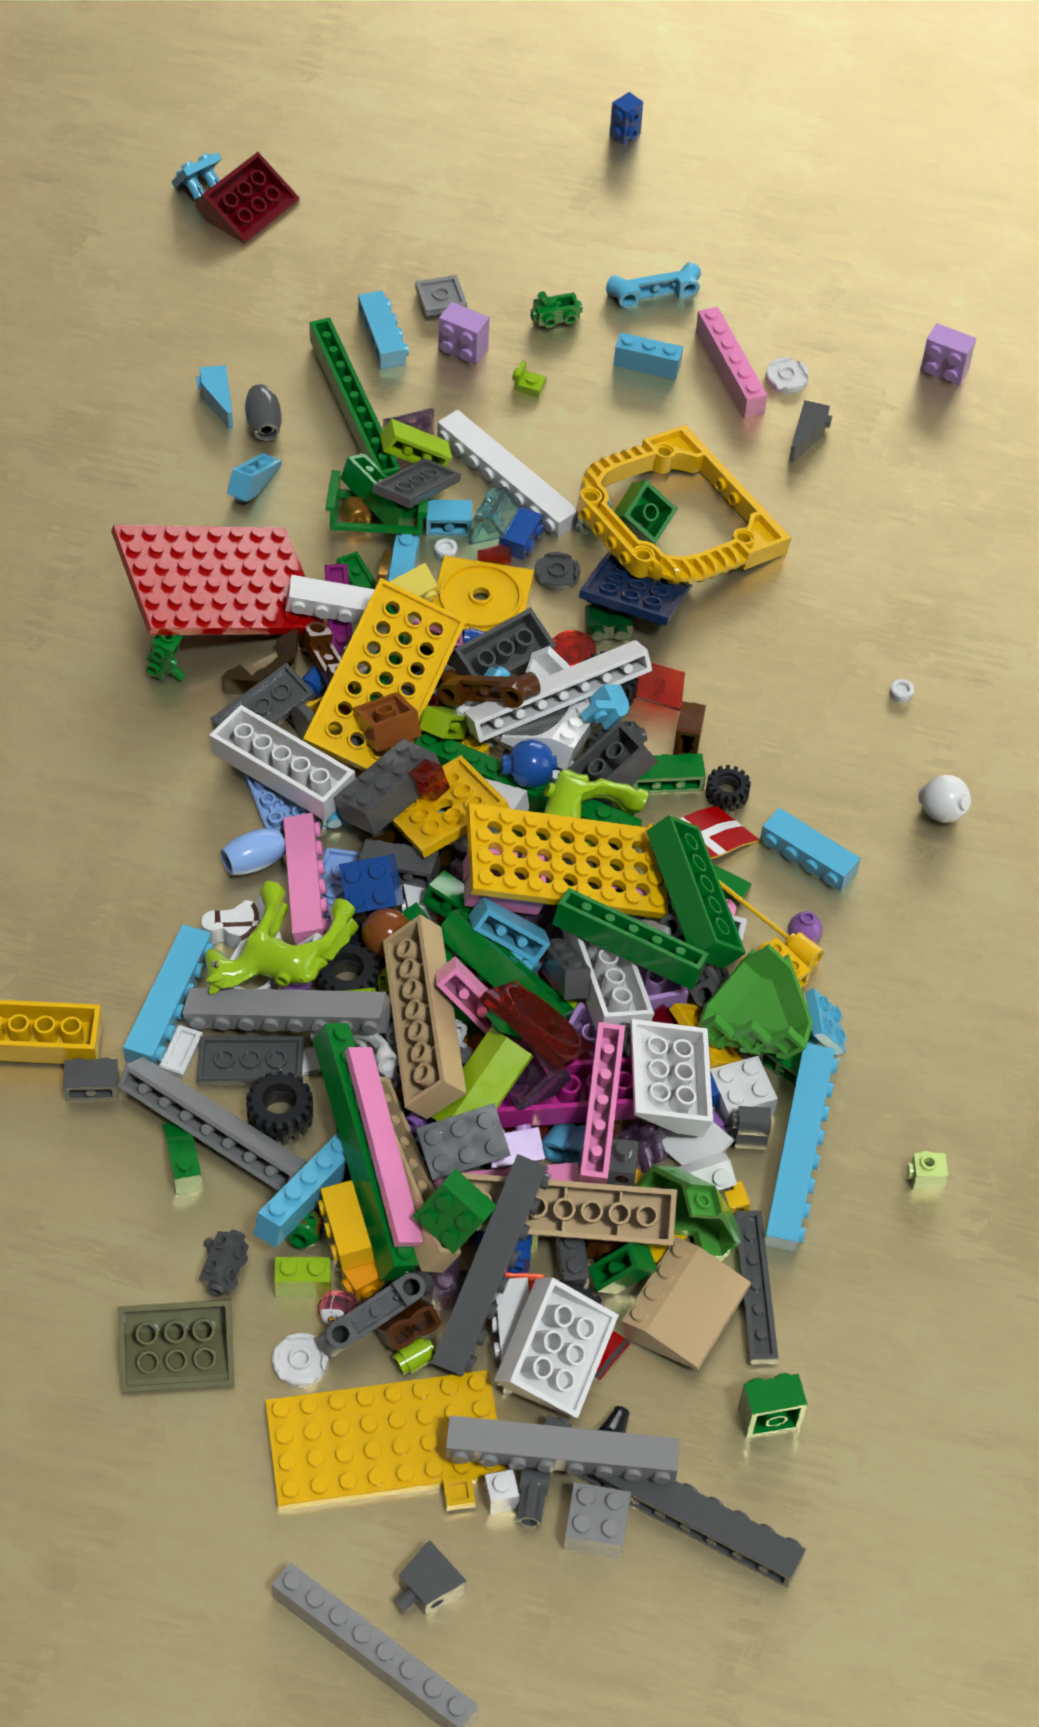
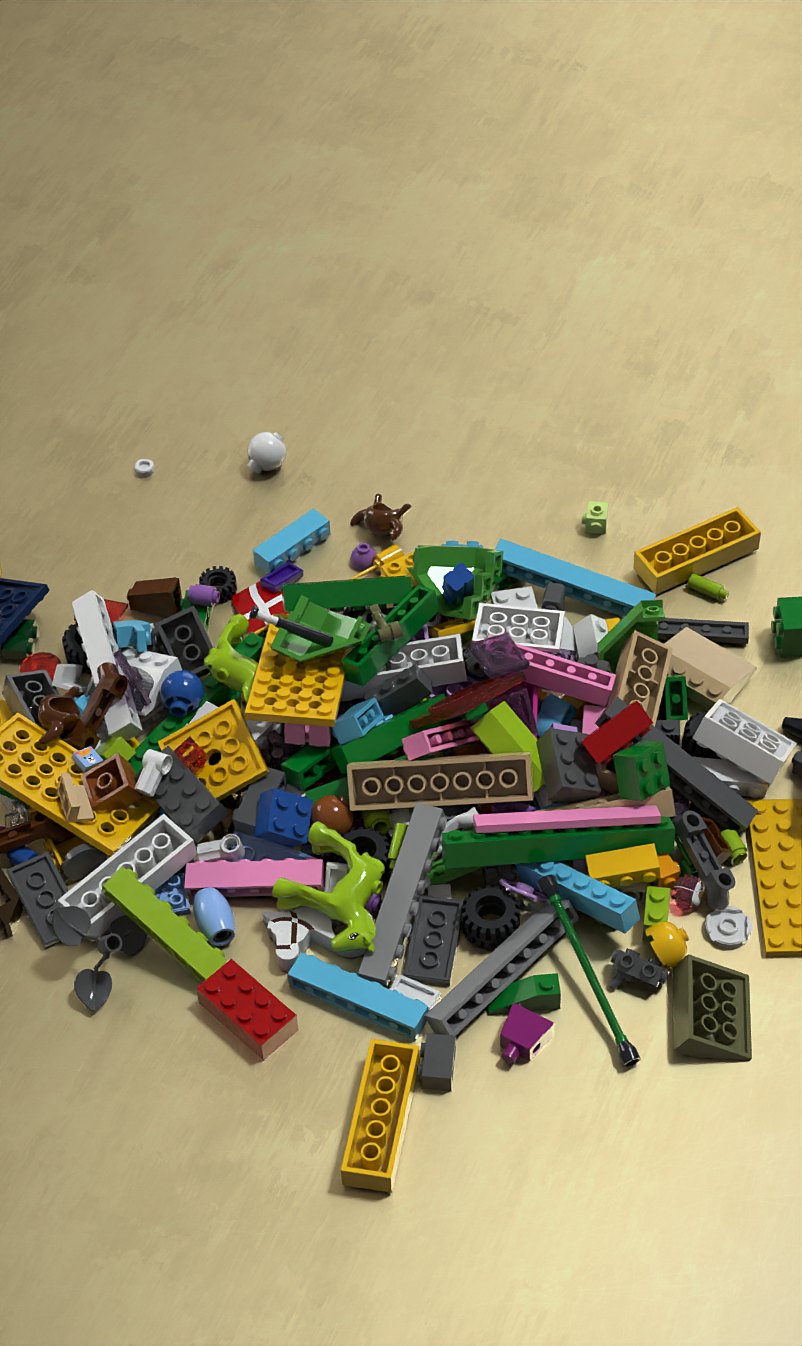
camera: 75 degrees left, 5 degrees down
(117, 1259) = (626, 1051): none -> green hose
(131, 1156) = (524, 1034): none -> magenta torso
(142, 899) = (247, 1009): none -> red brick
(160, 761) = (126, 936): none -> dark grey plant
(221, 801) = (163, 924): none -> lime brick
(251, 1282) = (668, 943): none -> yellow cylinder
(315, 1132) = (523, 889): none -> lavender wheel
(336, 841) = (219, 849): none -> white piece
(354, 688) = (74, 800): none -> tan panel
(400, 746) = (154, 766): none -> white piece
(421, 695) = (86, 758): none -> light blue tile
(472, 655) = (58, 714): none -> reddish brown piece
(492, 1171) = (617, 733): none -> red brick
(527, 708) = (133, 677): none -> clear purple plate
(589, 1036) = (498, 655): none -> clear purple plate
(594, 840) = (295, 628): none -> black piece
(606, 855) = (345, 630): none -> bright green panel
(616, 927) = (386, 631): none -> olive brick
(687, 766) = (203, 595): none -> medium lavender brick
(738, 1004) = (458, 584): none -> blue brick
(752, 847) = (283, 575): none -> dark purple tile
(836, 1309) = (707, 587): none -> lime cylinder
(863, 933) = (381, 519): none -> reddish brown piece
(890, 1289) = (696, 550): none -> yellow brick

